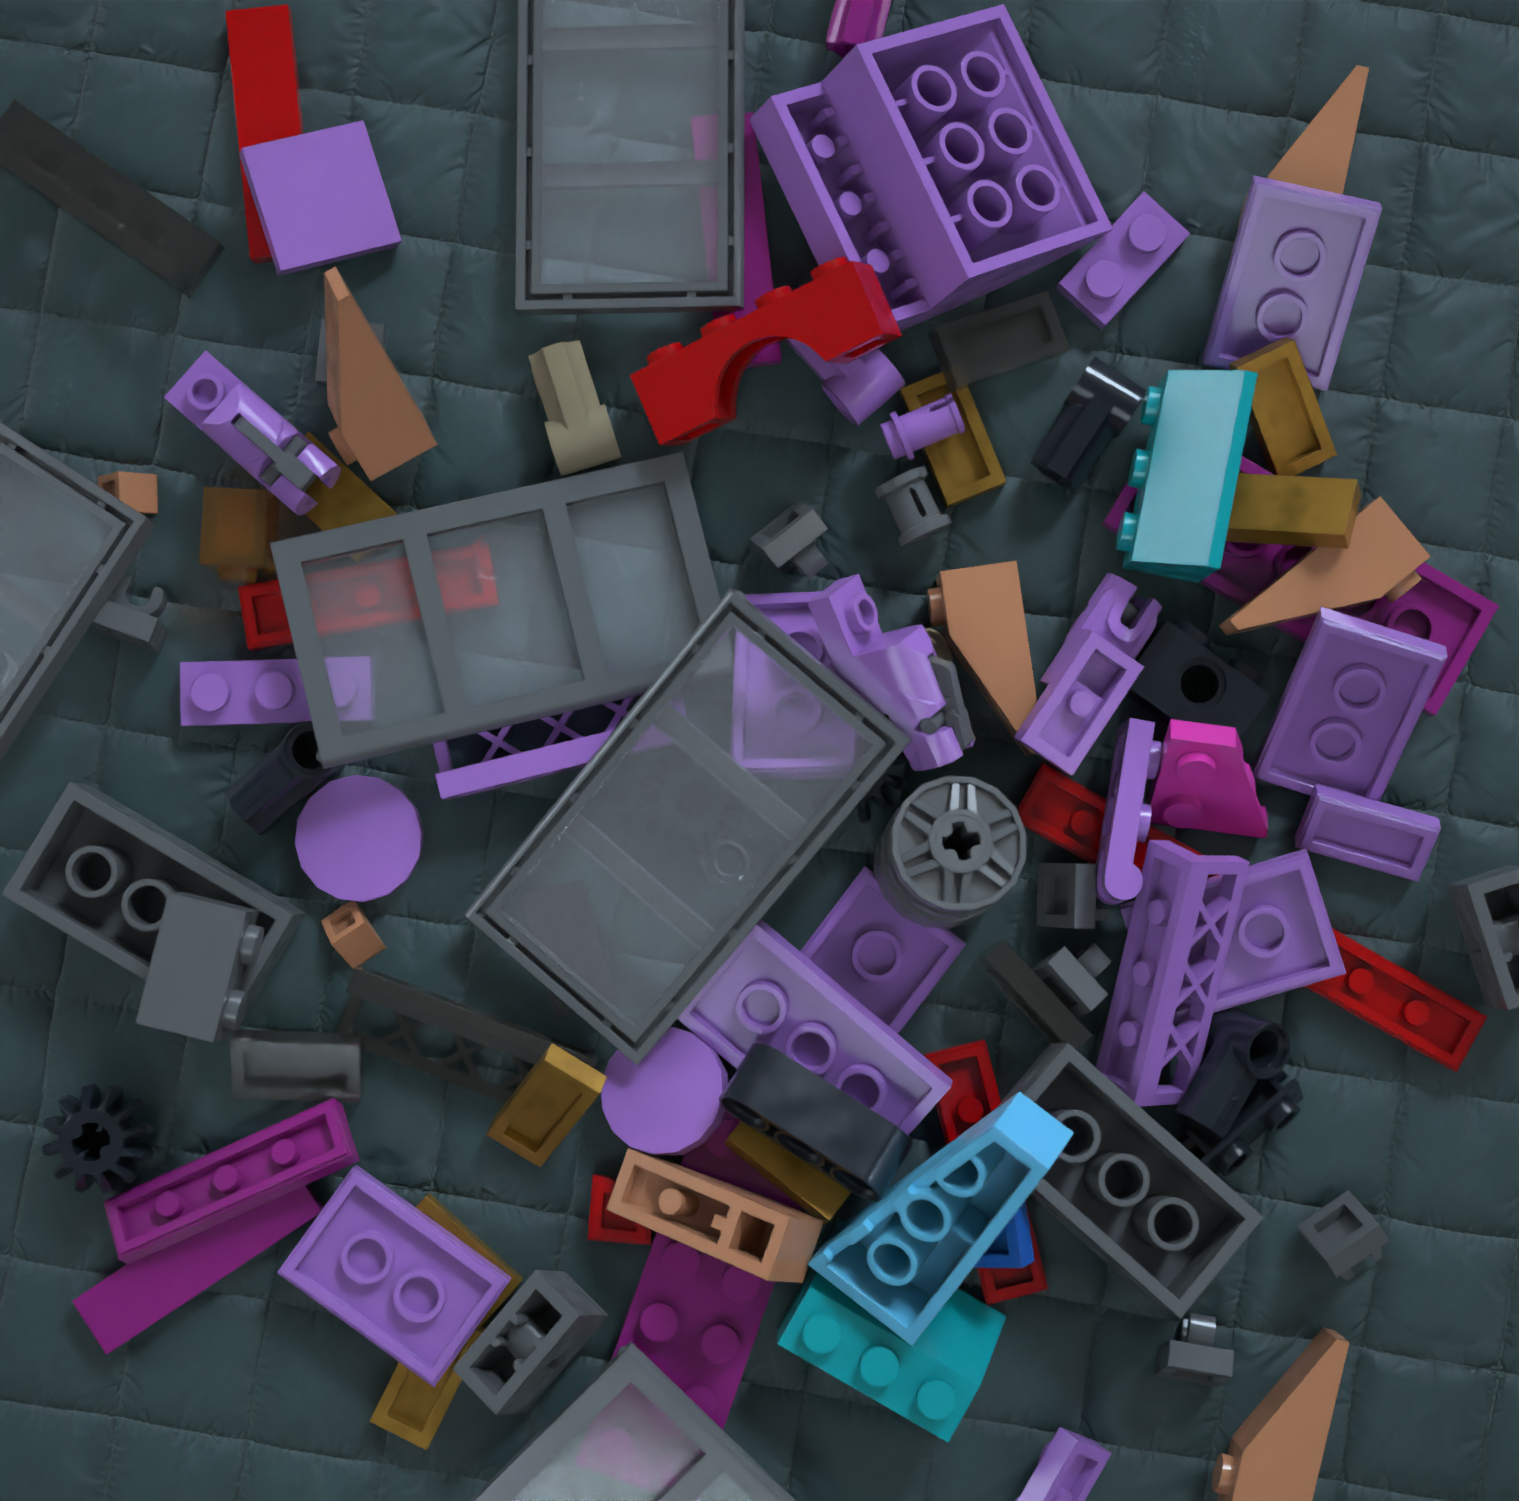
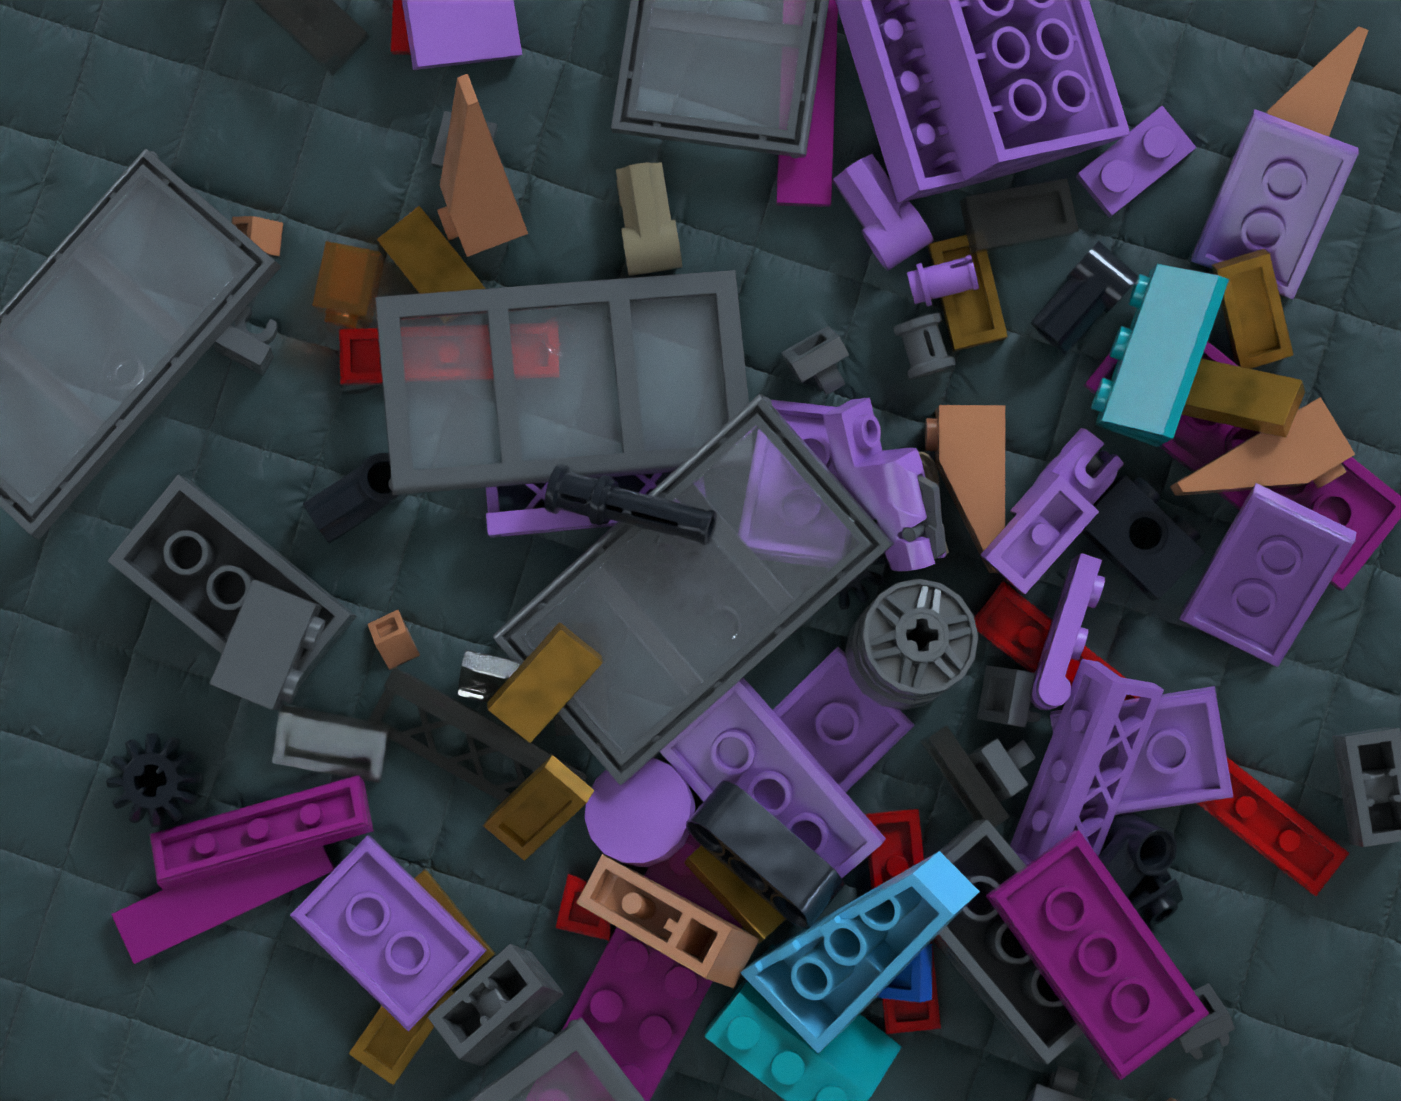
camera: 10 degrees right, 0 degrees up
(242, 693) = (331, 420): medium lavender plate -> none
(252, 433) = (371, 200): medium lavender plate -> none
(359, 838) = (411, 558): medium lavender tile -> none
(467, 963) = (483, 675): none -> clear smoke tile
(531, 960) = (544, 682): none -> pearl gold tile
(570, 739) = (605, 501): none -> black pin
(696, 385) = (755, 216): red arch -> none
(1205, 782) = (1138, 618): dark pink wing -> none
(1219, 1182) = (1097, 954): none -> magenta tile
(1367, 832) = (1270, 681): medium lavender tile -> none

